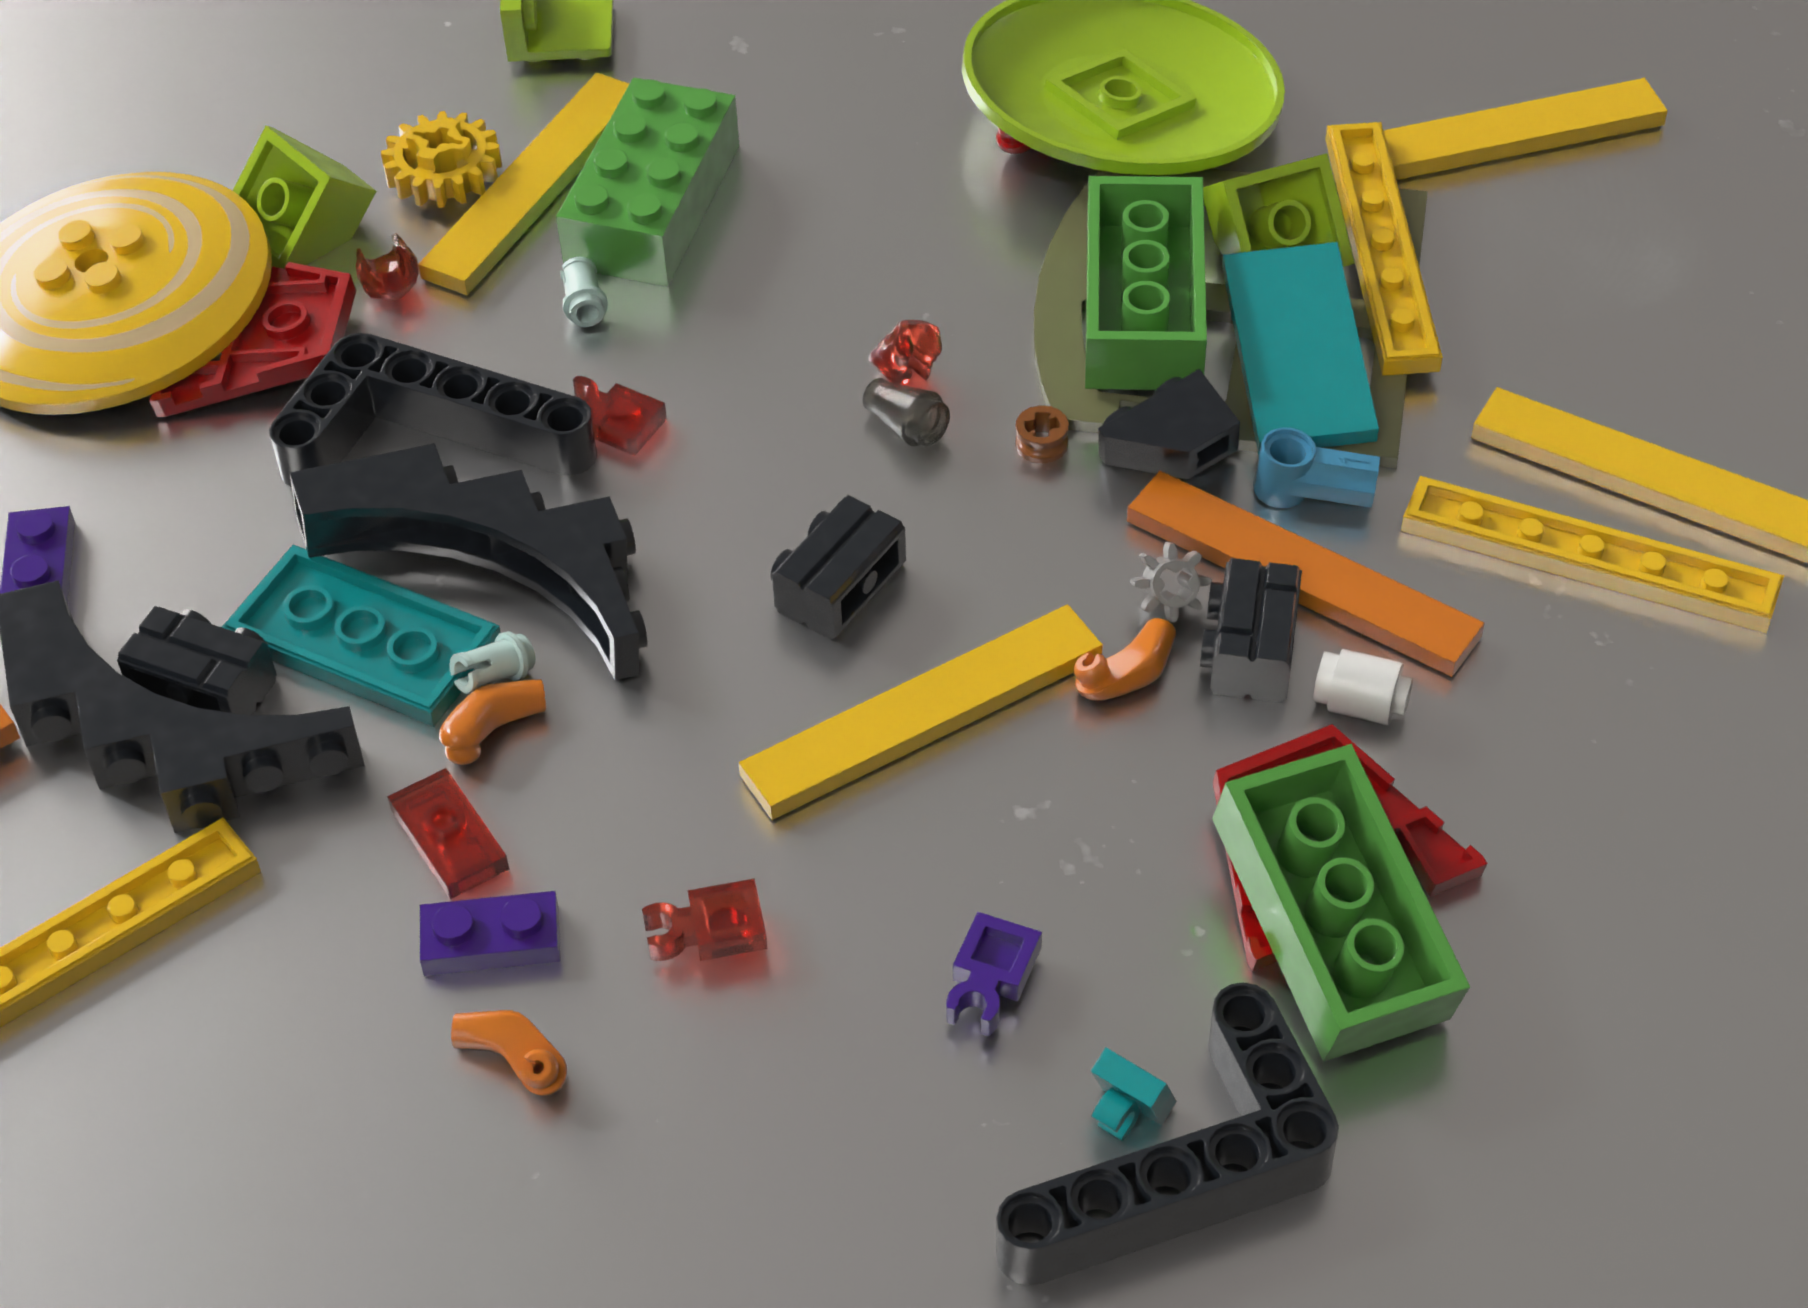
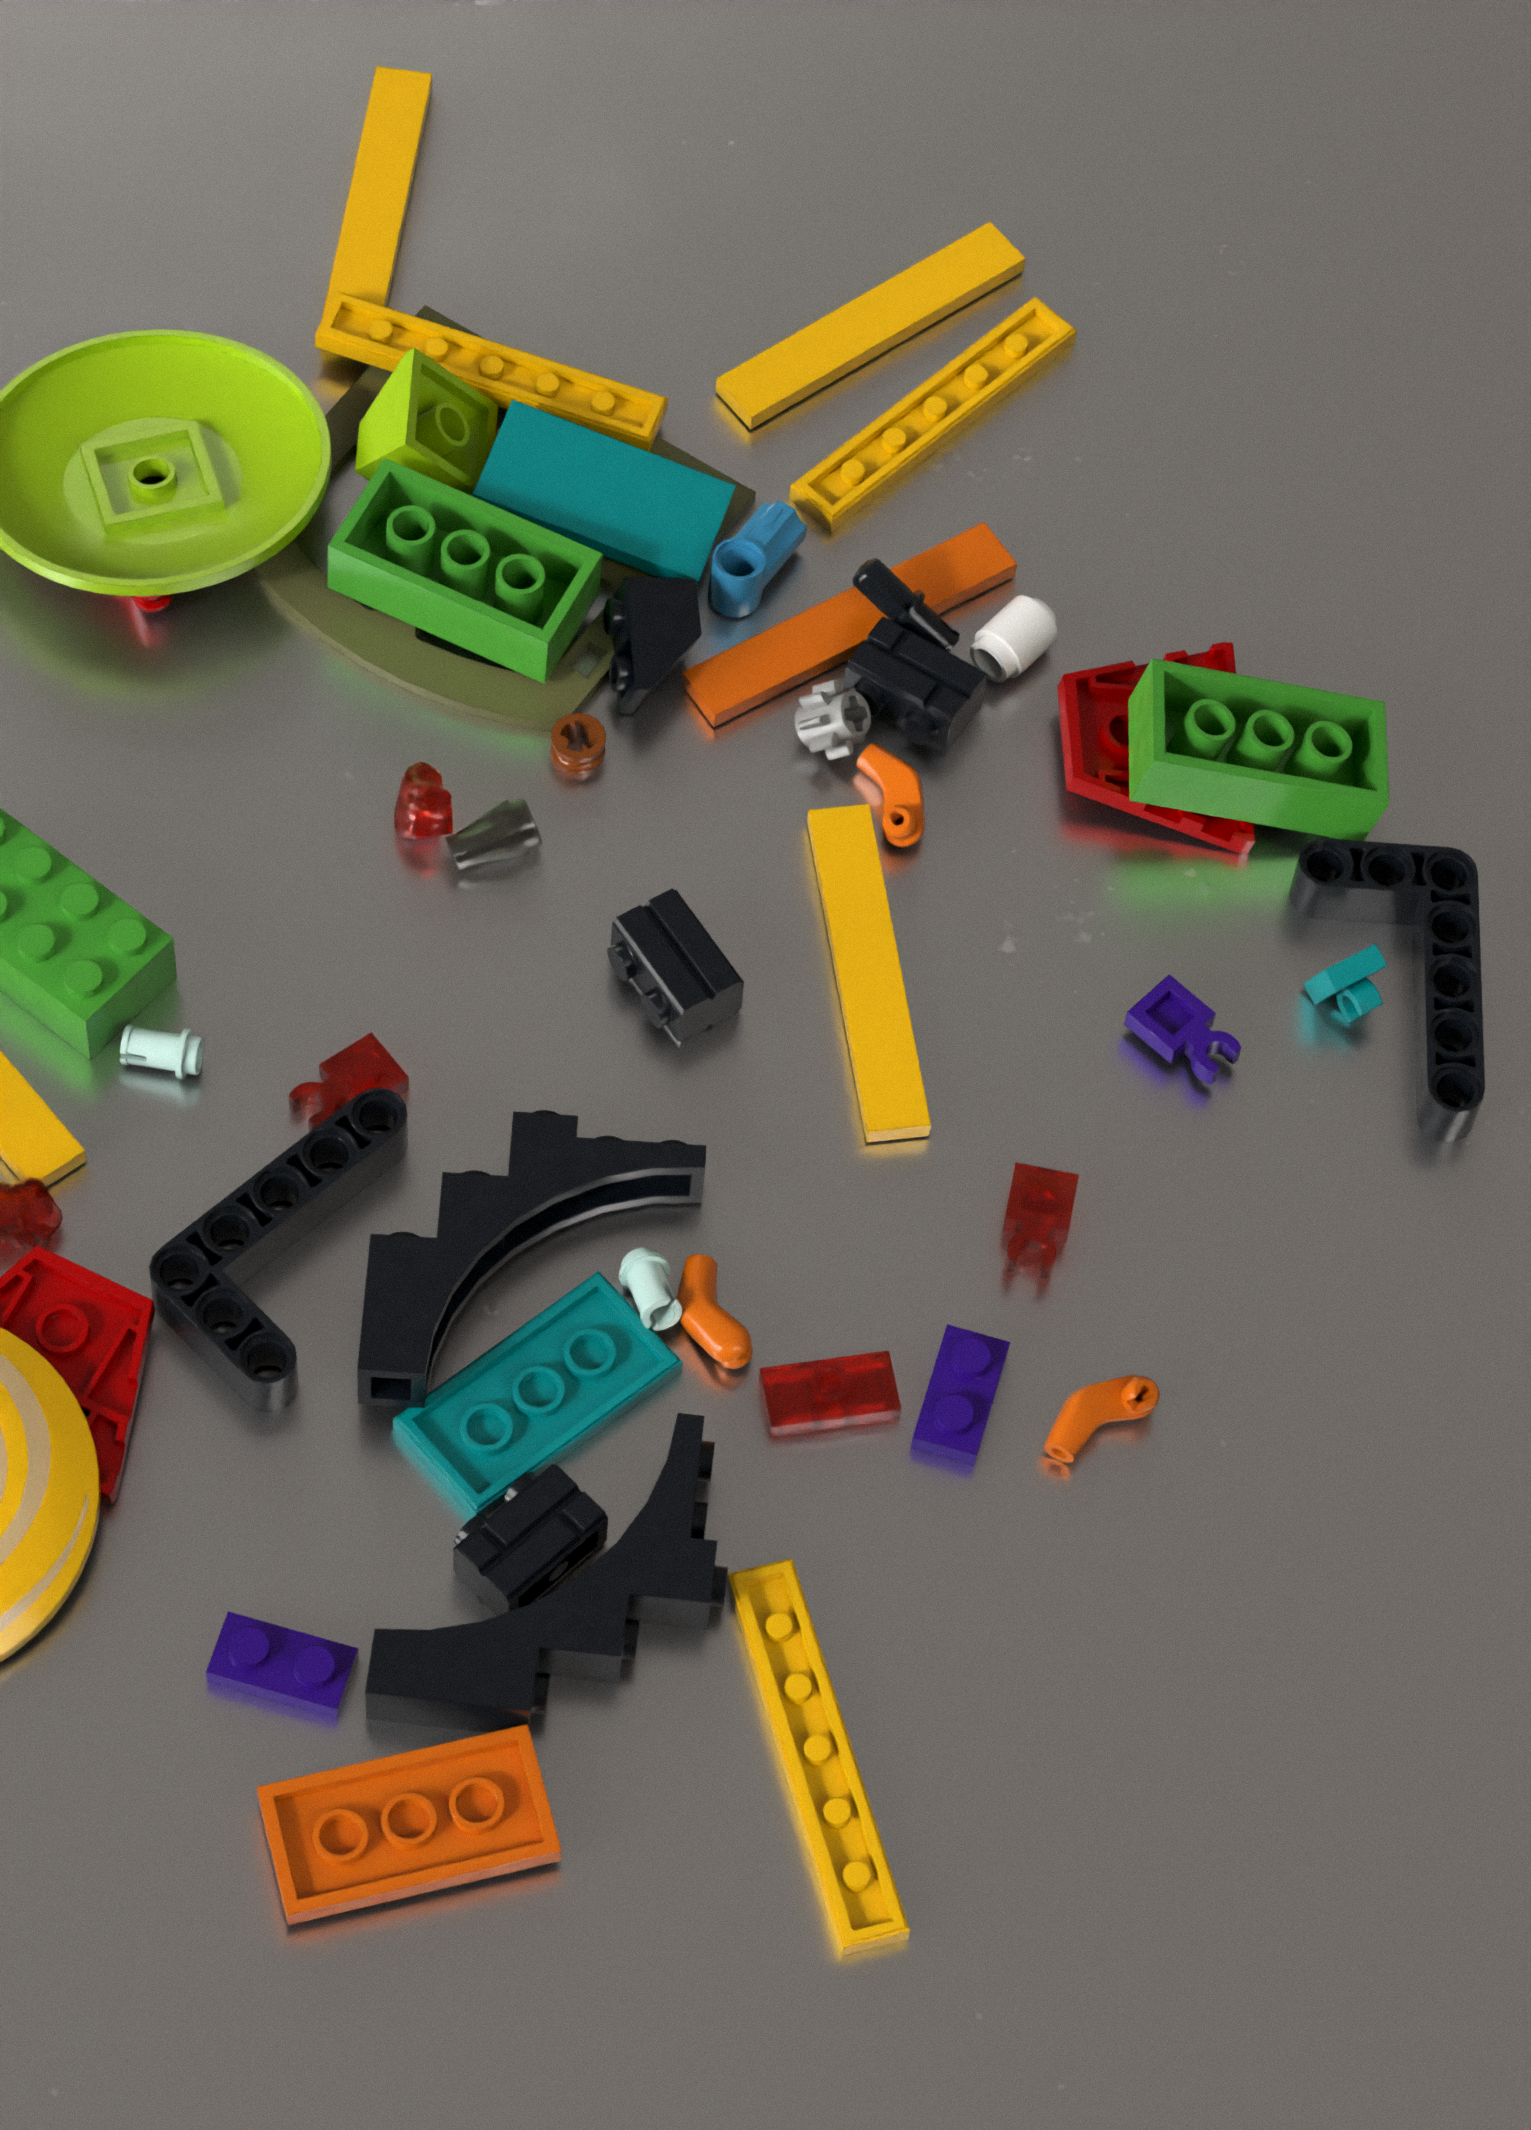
camera: 75 degrees left, 10 degrees up
(1326, 587) = (903, 604): none -> black axle

